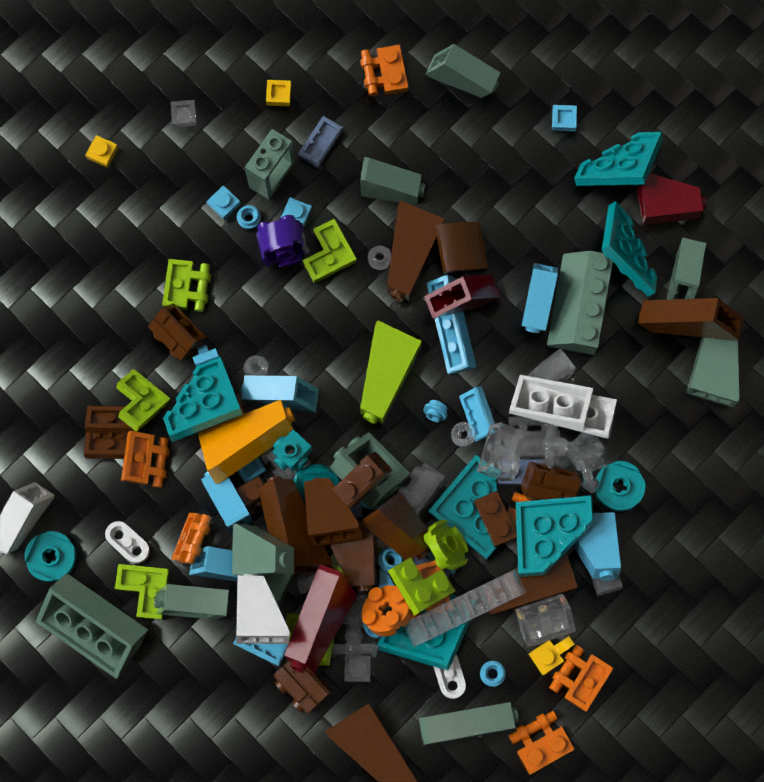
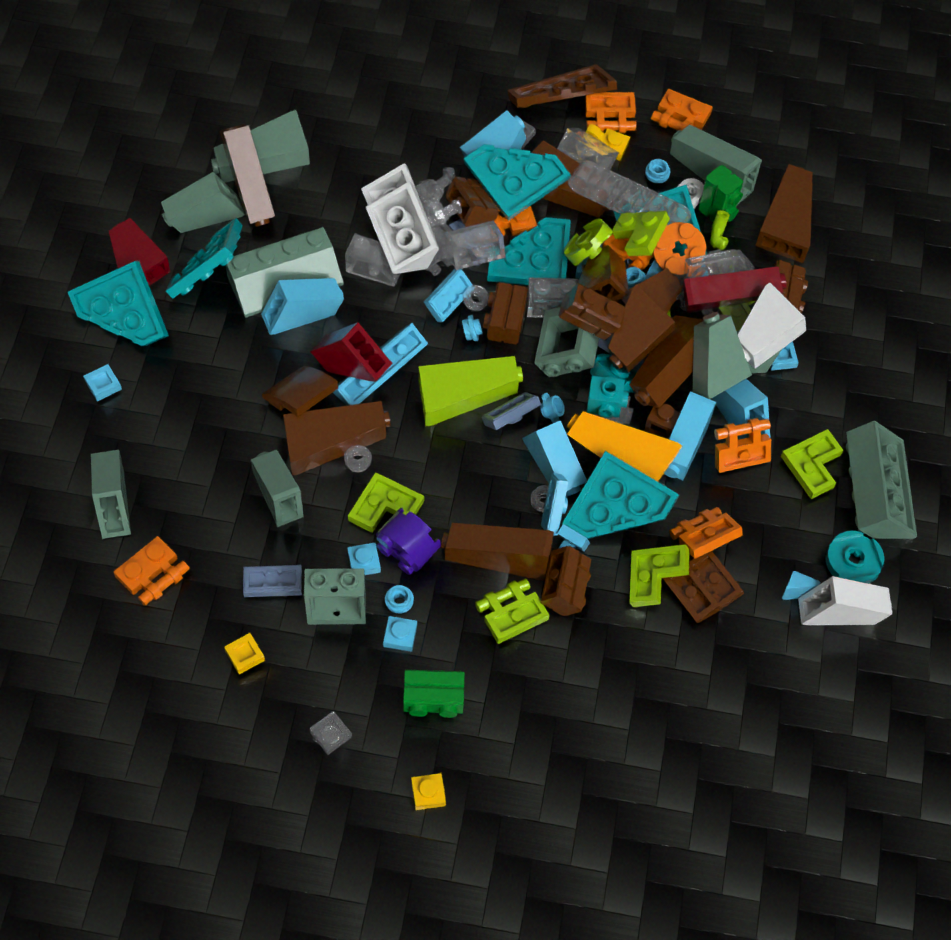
camera: 130 degrees left, 15 degrees down
(58, 496) = (799, 585): none -> medium azure slope
(127, 543) = (788, 504): white plate -> none
(163, 193) = (433, 692): none -> green brick
(191, 602) = (797, 401): sand green window -> none
(233, 302) = (500, 548): none -> reddish brown slope
(237, 361) = (555, 503): none -> medium azure plate
(325, 423) = (552, 407): none -> medium azure plate
(342, 391) = (511, 411): none -> sand blue plate
(355, 612) = (711, 264): none -> clear plate
(399, 677) = (718, 228): none -> lime arm
(423, 697) = (721, 192): none -> green brick
(431, 445) = (506, 314): none -> reddish brown brick
(495, 519) = (533, 228): reddish brown plate -> none
(629, 658) = (567, 85): none -> reddish brown wing
(632, 480) = (429, 151): teal plate -> none

